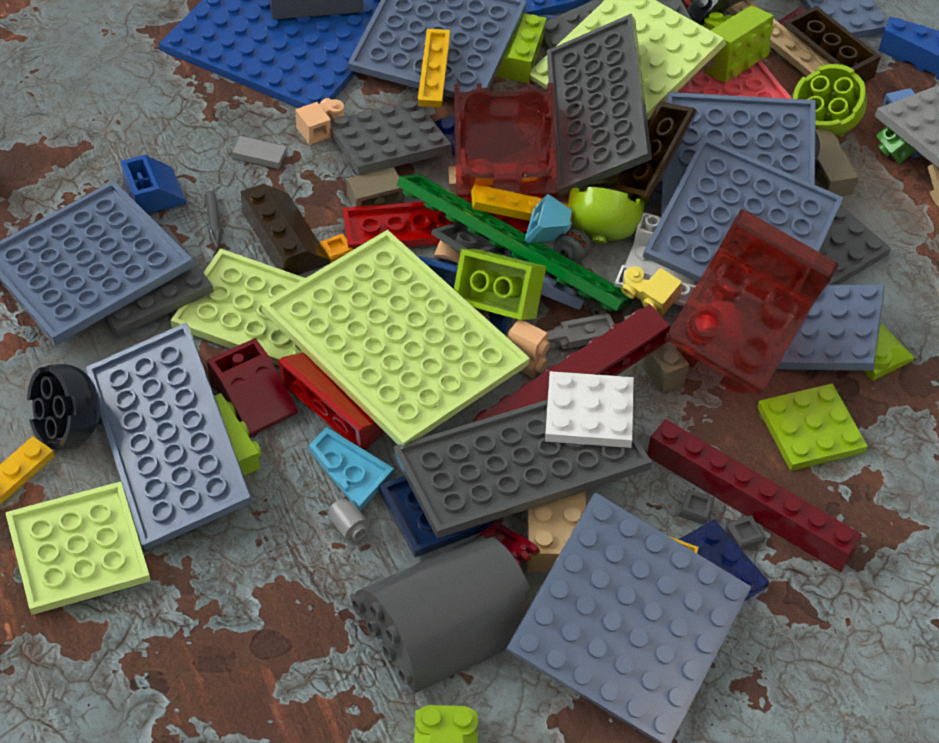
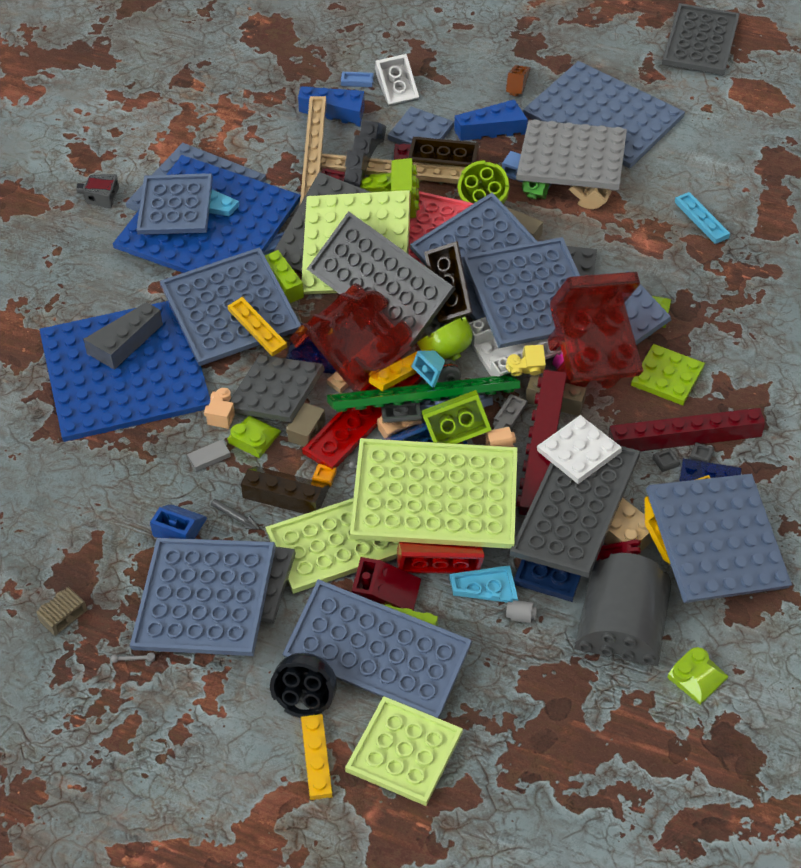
camera: 40 degrees left, 0 degrees up
(319, 165) = (253, 436): none -> lime slope

